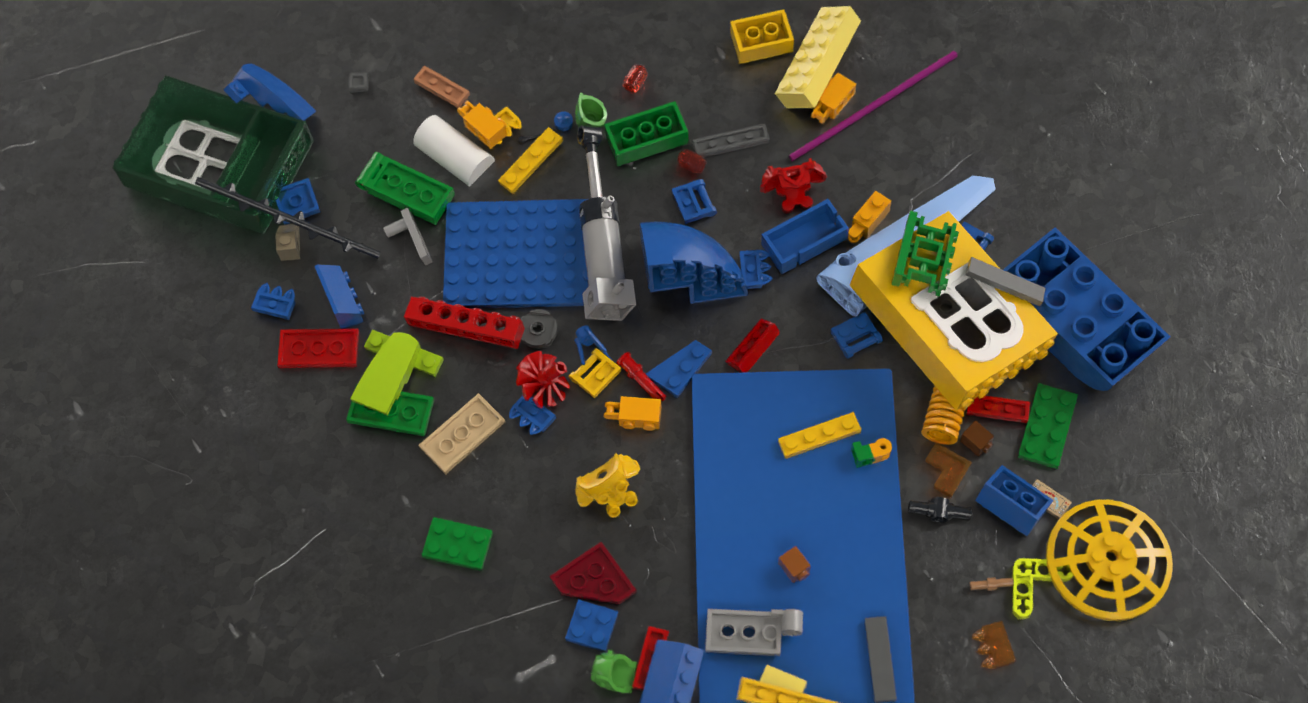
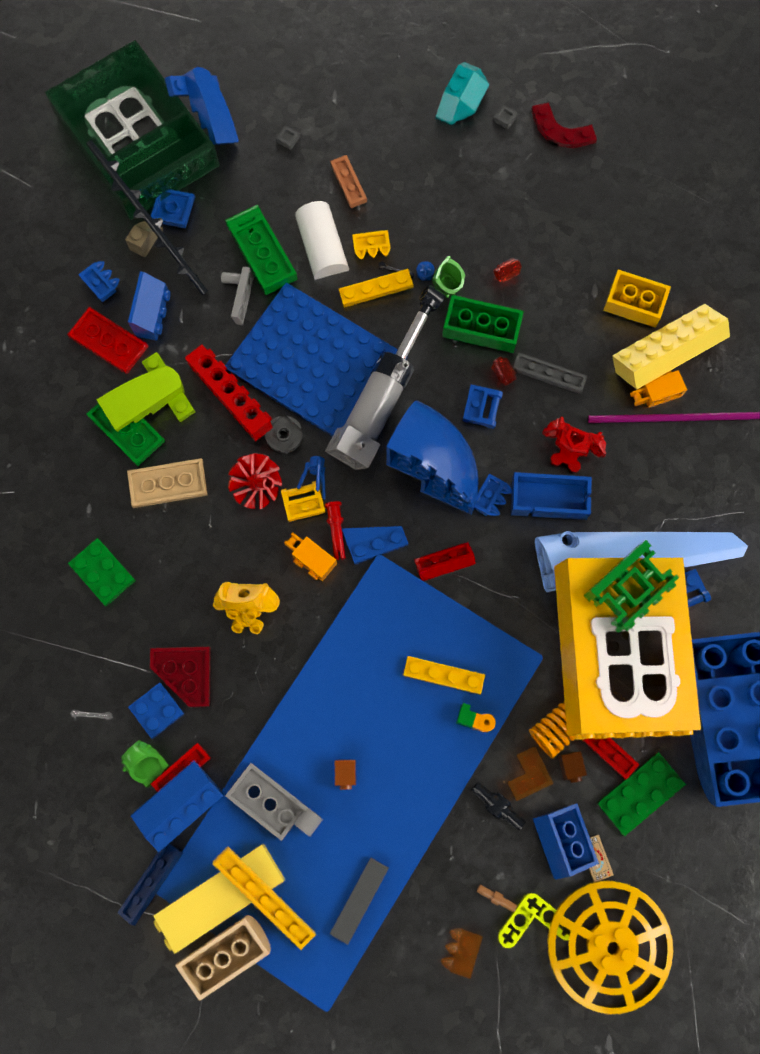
camera: 30 degrees right, 10 degrees up
(483, 123) = (356, 233): light orange brick -> none
(530, 414) = (233, 511): blue plate -> none
(853, 330) = (538, 602): blue plate -> none
(869, 217) = (616, 513): light orange brick -> none
(1005, 281) = (687, 655): tile -> none

